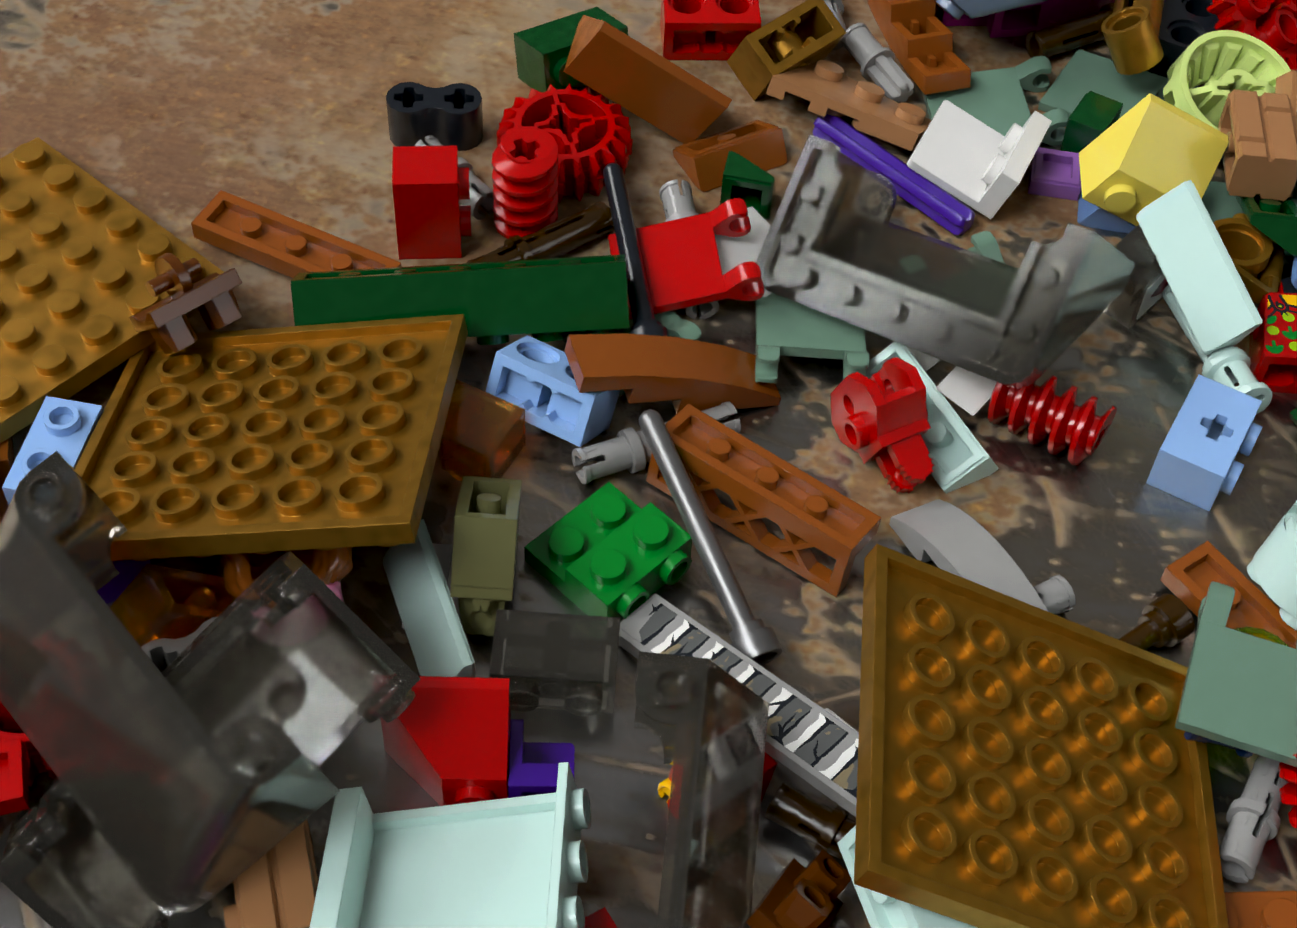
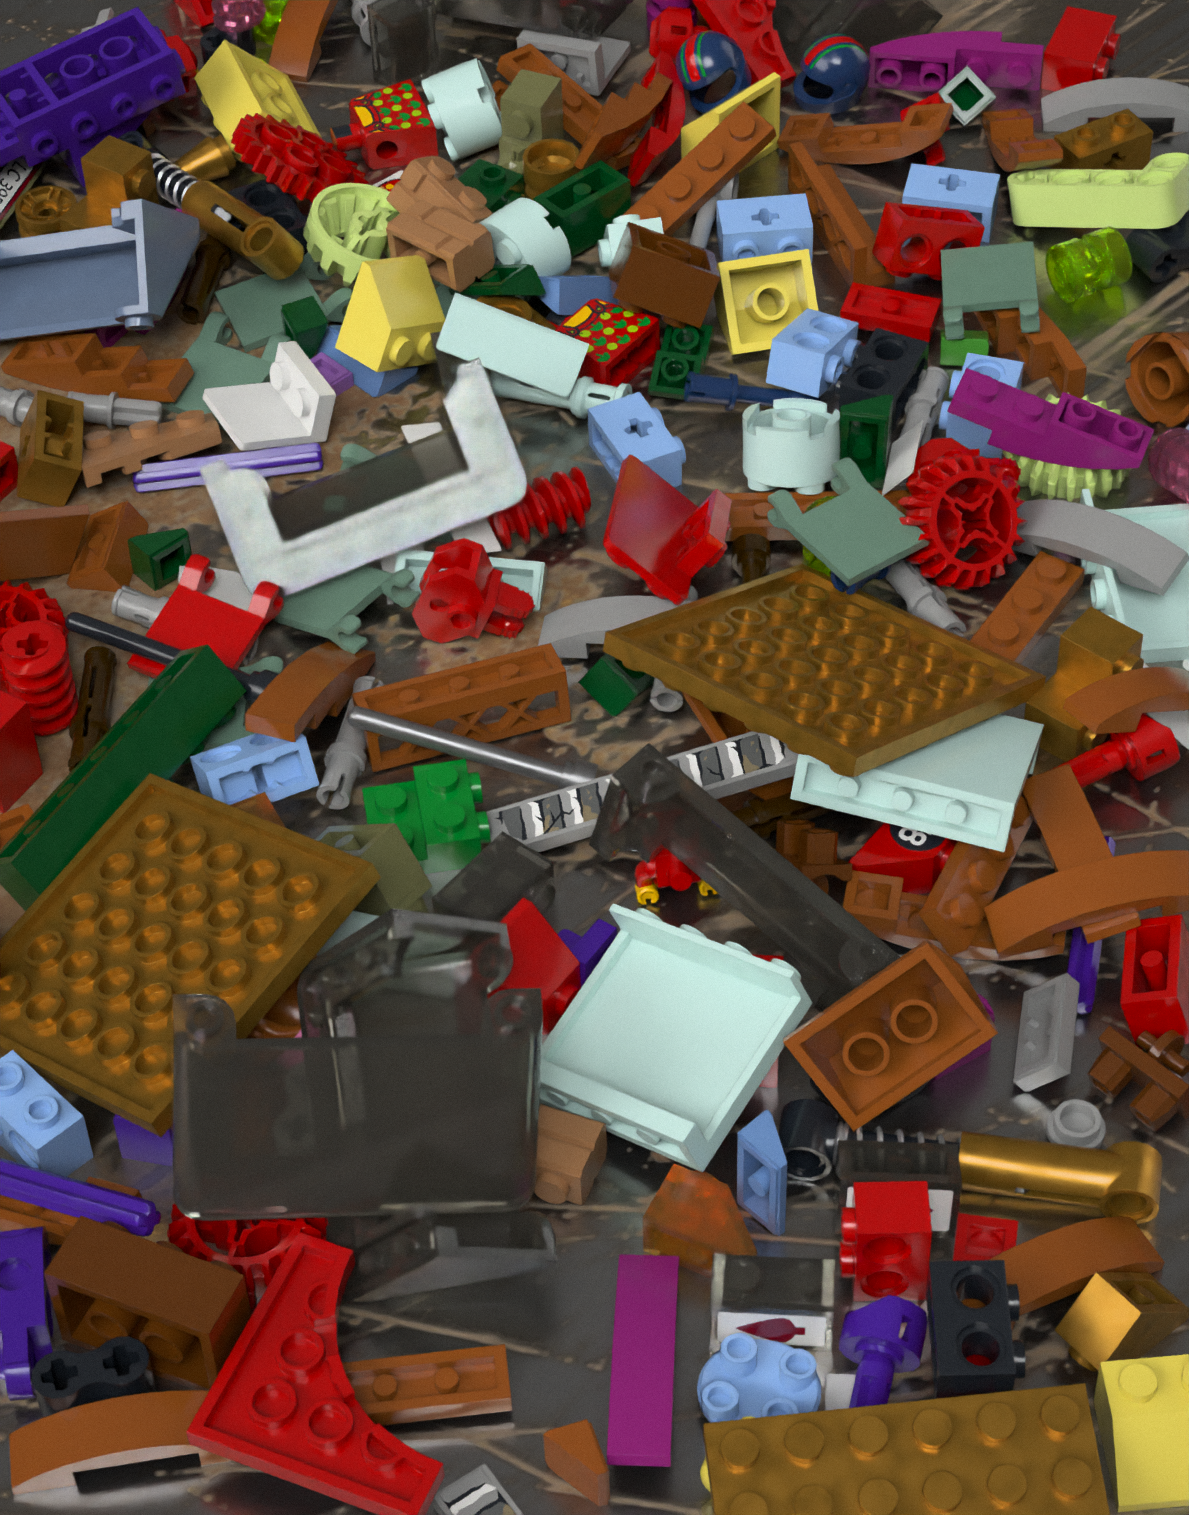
camera: 50 degrees left, 5 degrees down
(1096, 519) = (662, 531): none -> red bracket

